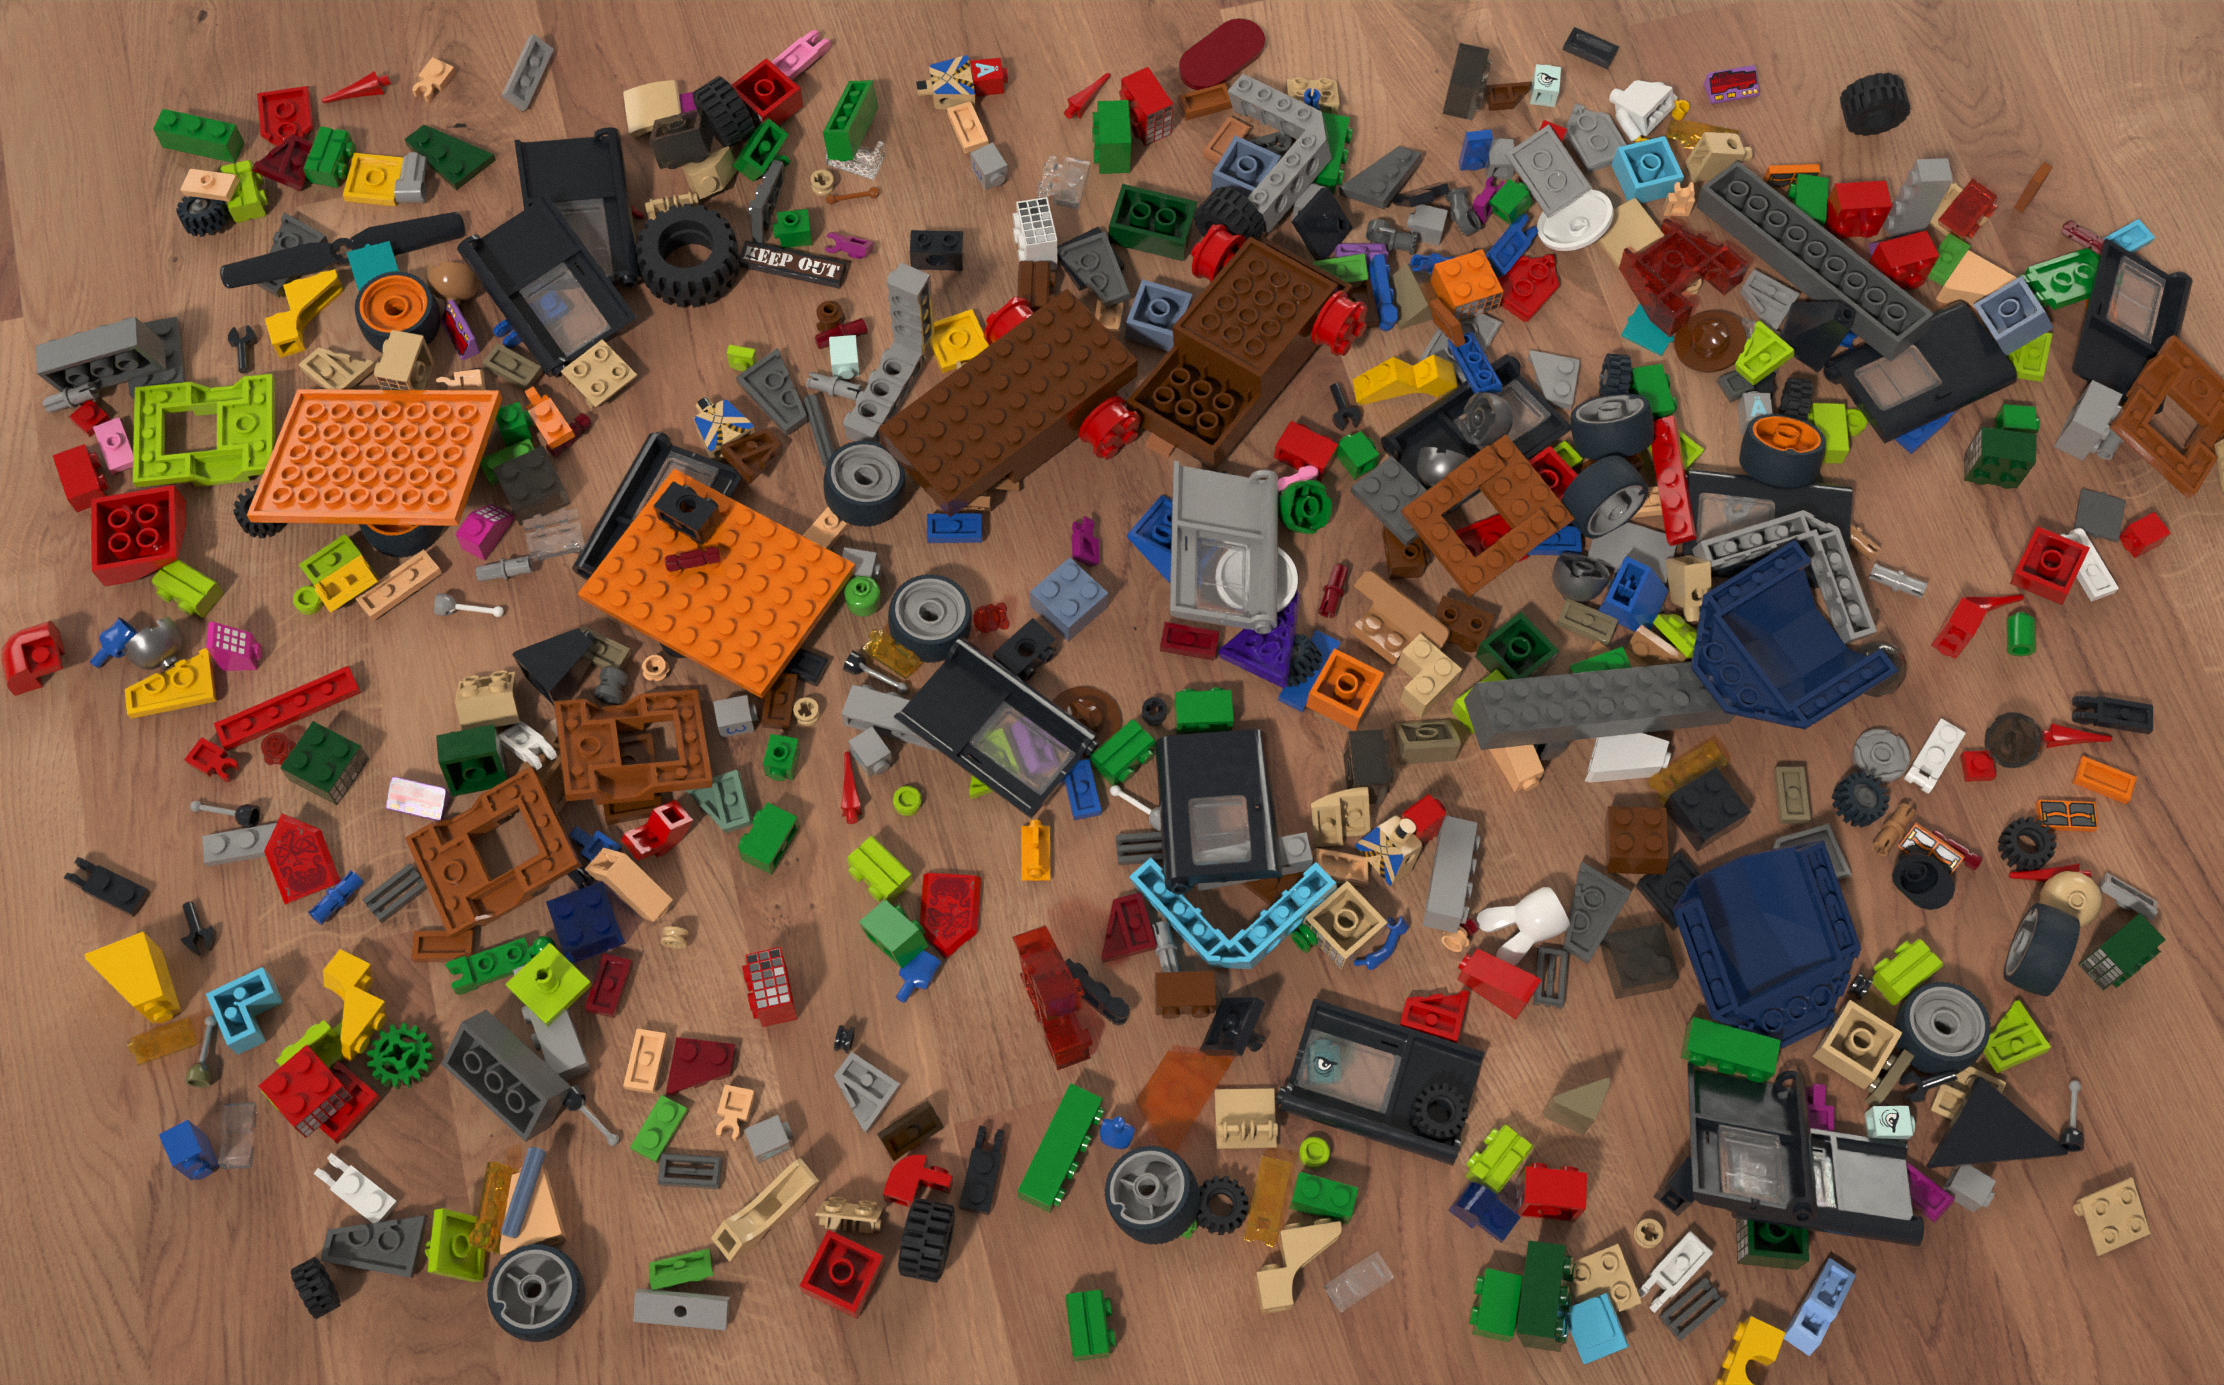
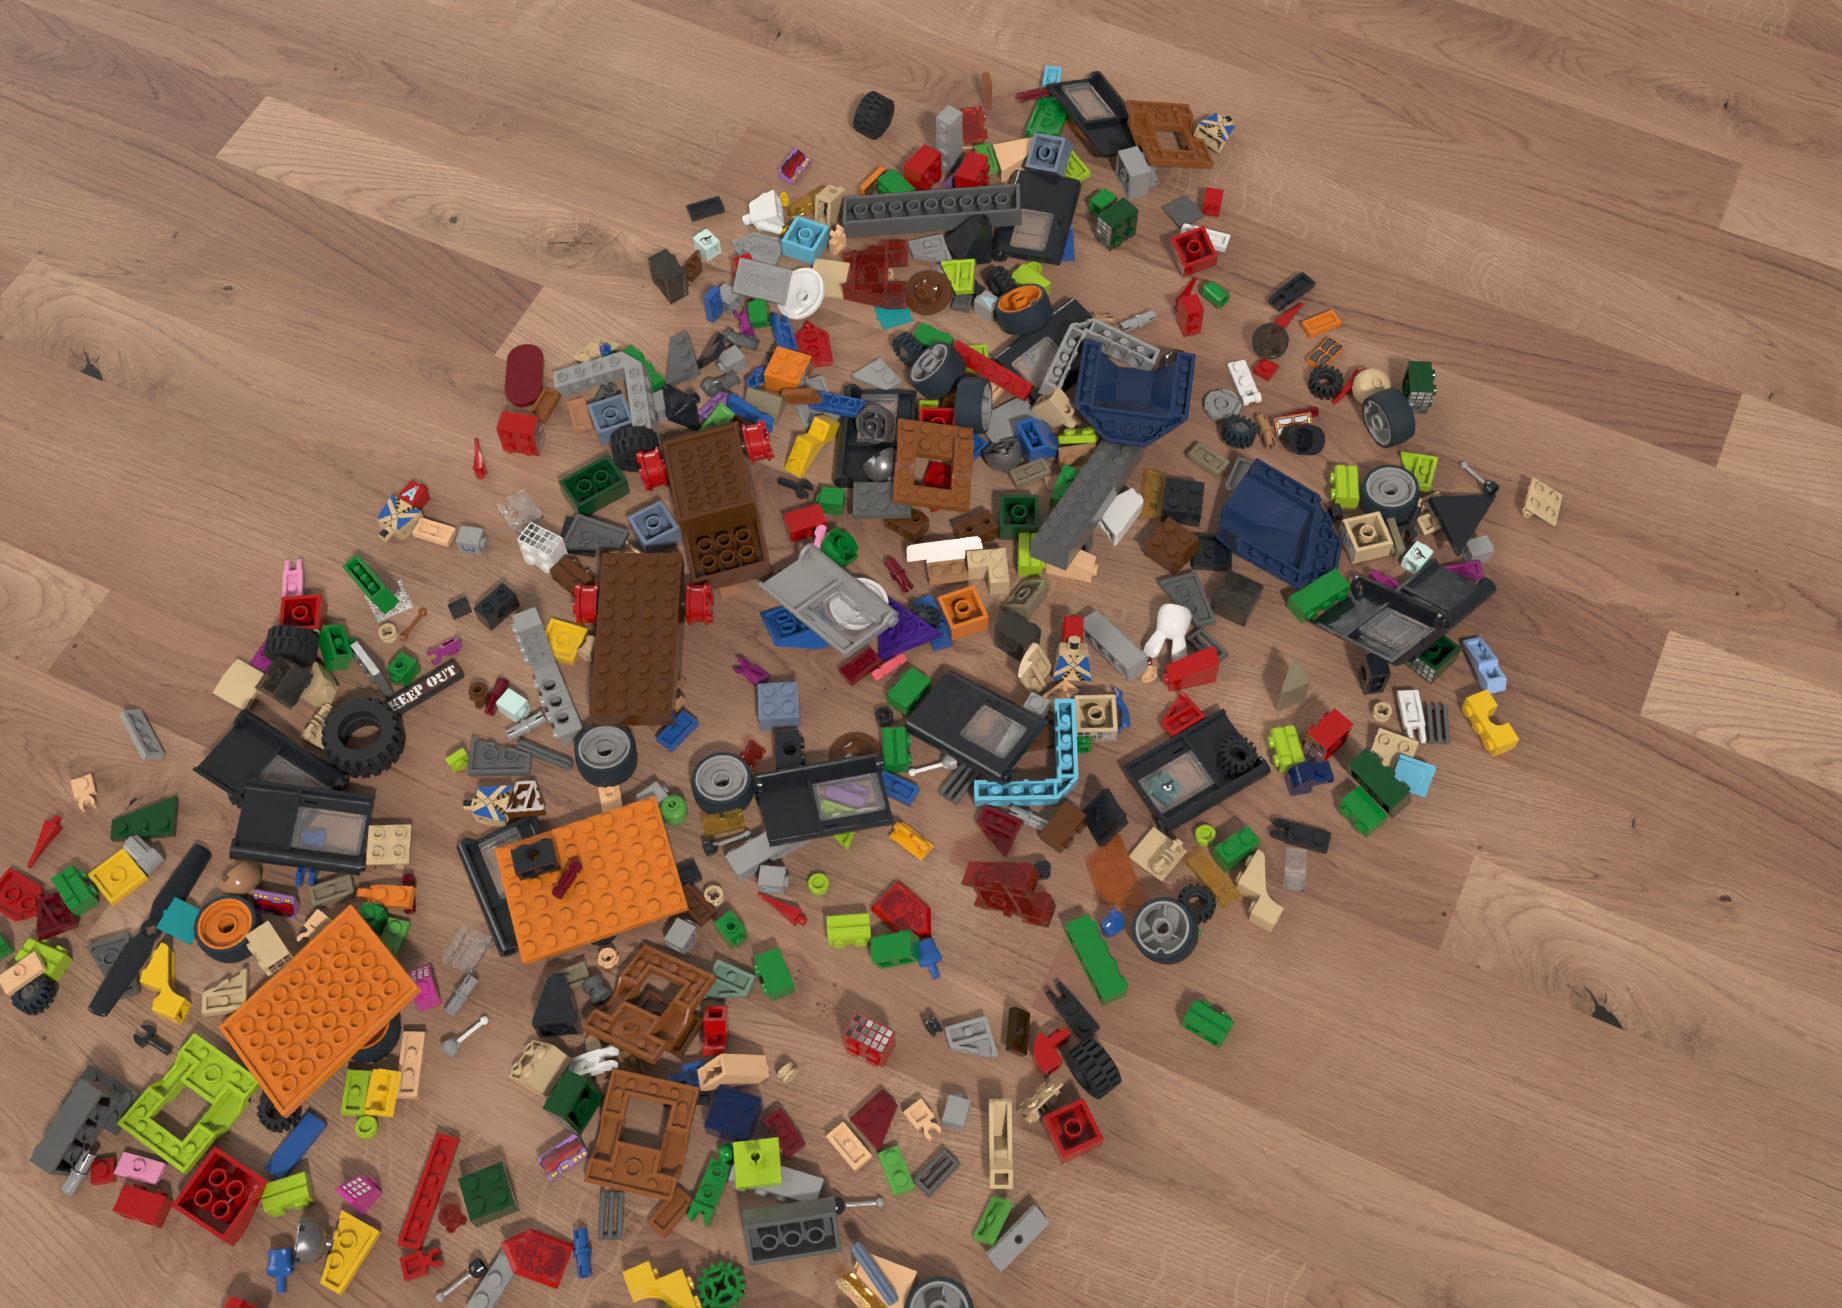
camera: 45 degrees left, 5 degrees down
(240, 555) = (295, 1146): none -> blue tile
(531, 485) = (422, 938): clear smoke brick -> none
(904, 219) = (459, 608): none -> black tile
(1112, 137) = (522, 464): green brick -> none
(1215, 668) = (888, 666): none -> coral axle
(1408, 1260) = (1301, 836): none -> black hinge
(2128, 897) = (1390, 362): light grey plate -> none

